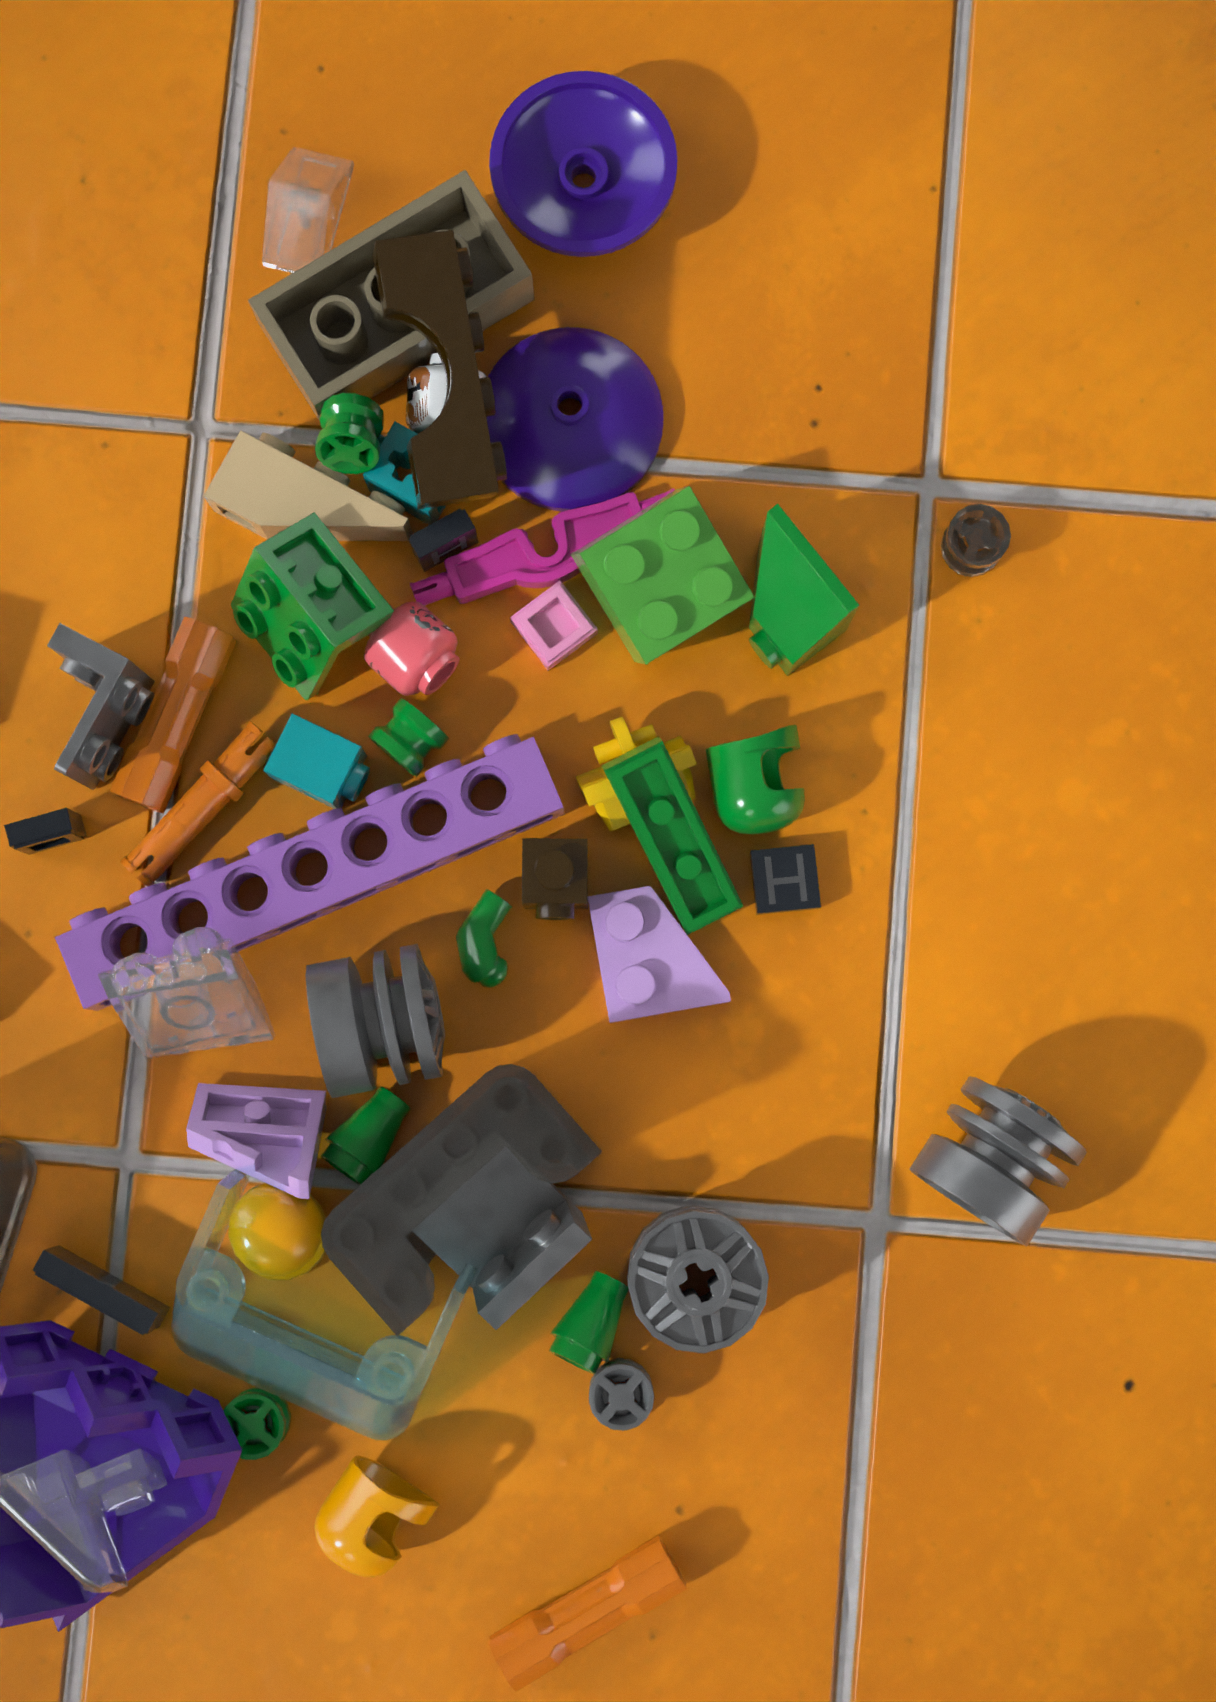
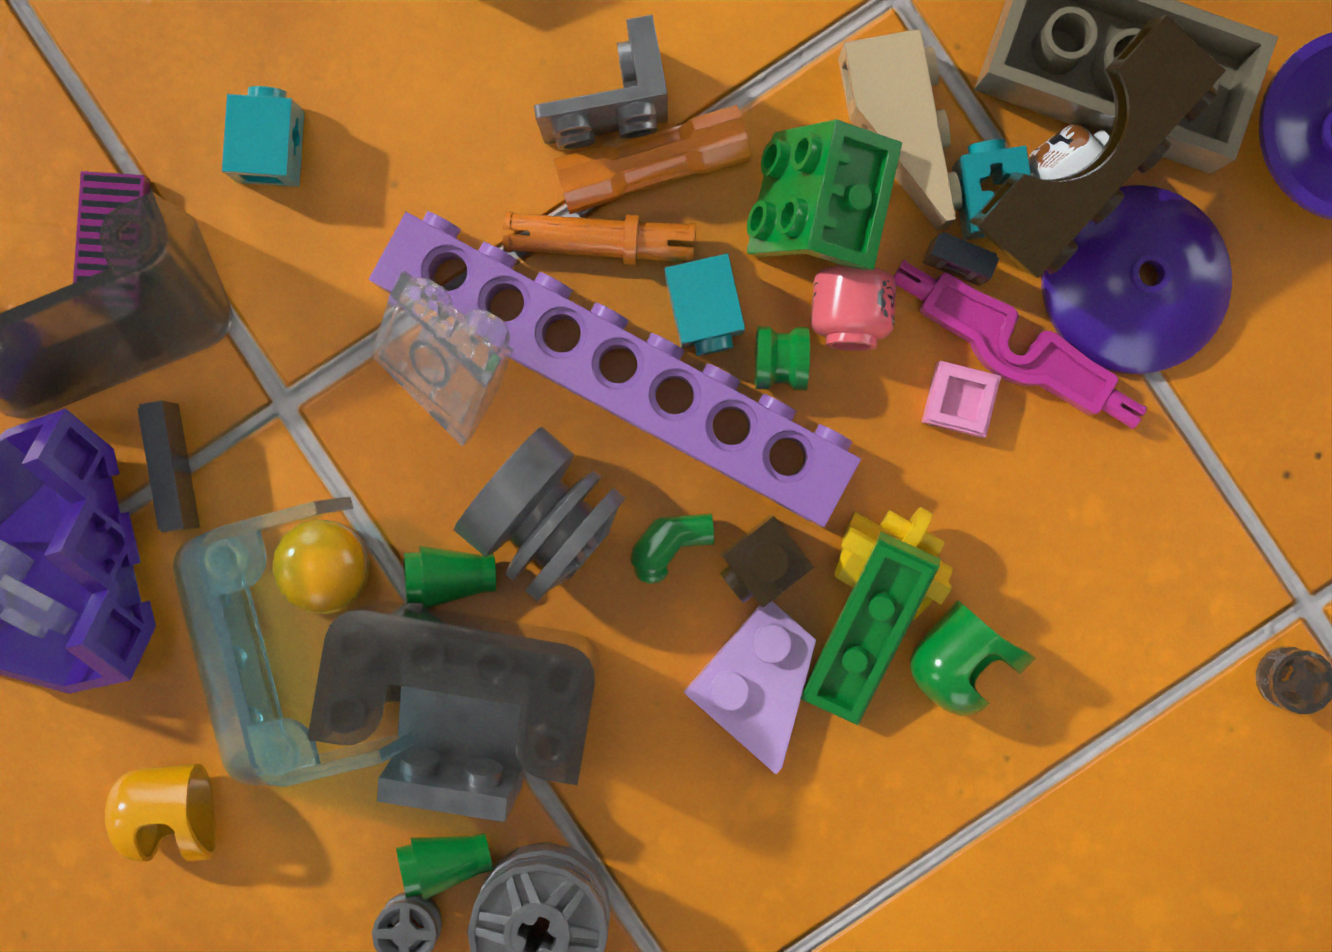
camera: 50 degrees right, 5 degrees up
(45, 831) = (482, 134): black tile -> none
(251, 1427) = (154, 667): green wheel -> none
(260, 1132) = (384, 493): lavender wing -> none
(349, 433) = (988, 118): green wheel -> none
(662, 575) = (1071, 457): bright green brick -> none
(785, 879) = (904, 740): black tile -> none
(796, 599) = (1139, 573): green slope -> none

